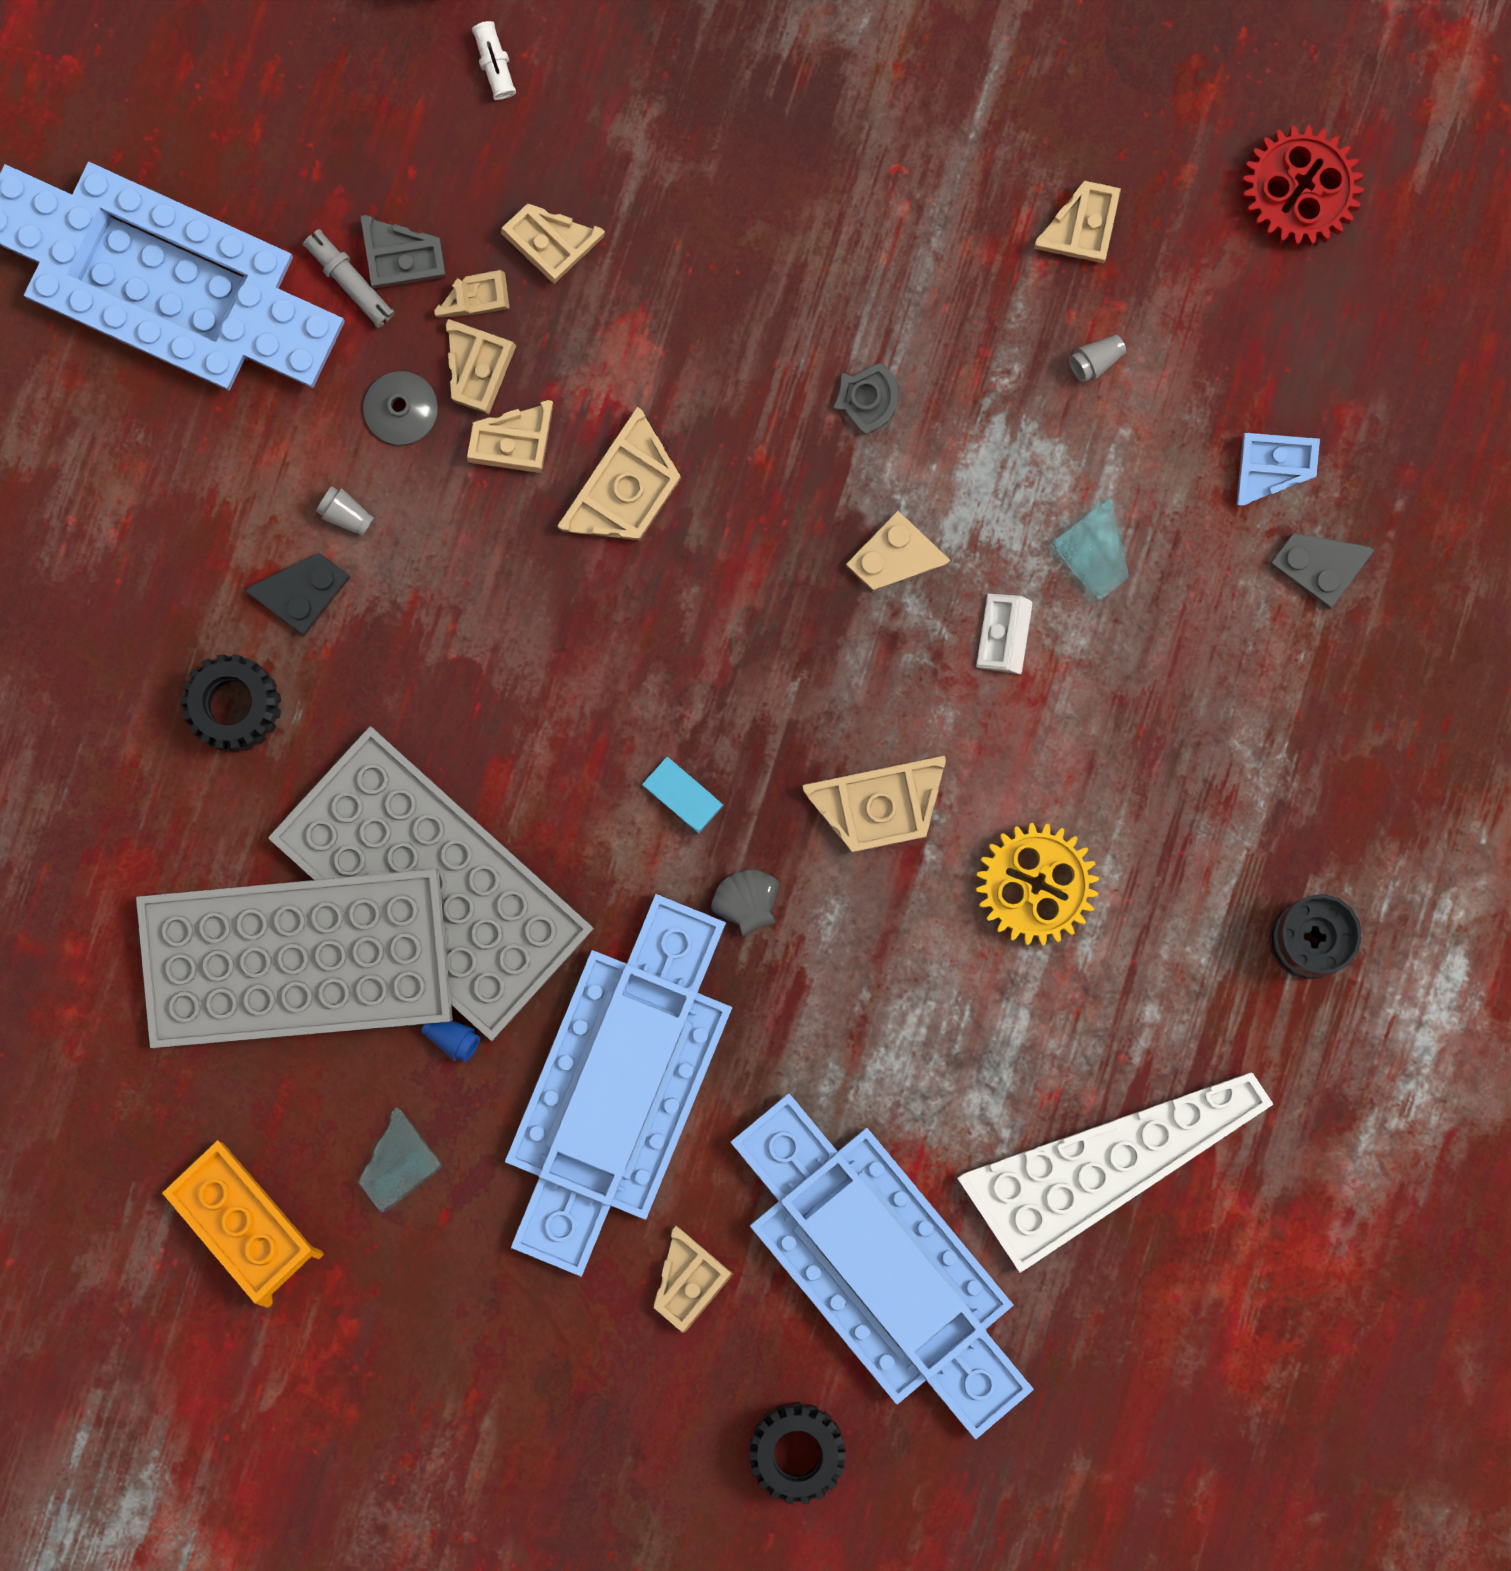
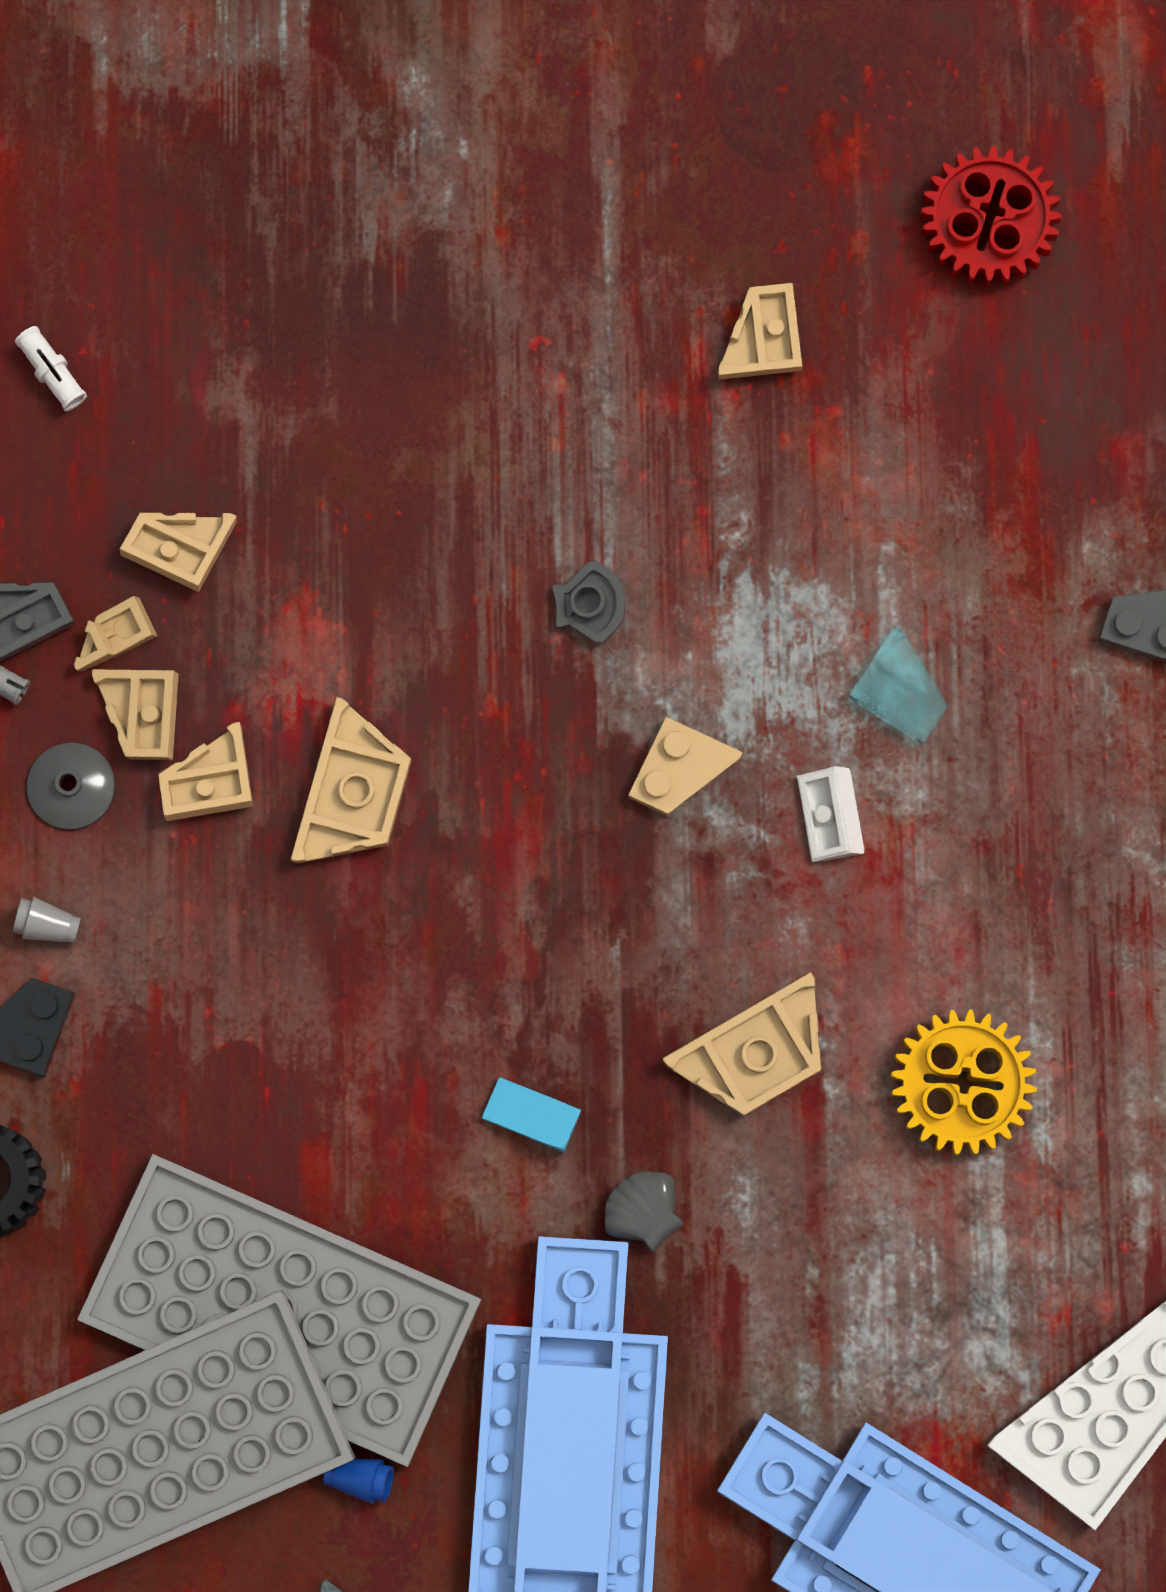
camera: 15 degrees left, 5 degrees down
(1095, 358) = (827, 477): light grey cone -> none
(1274, 464) = (1065, 528): light blue wing -> none

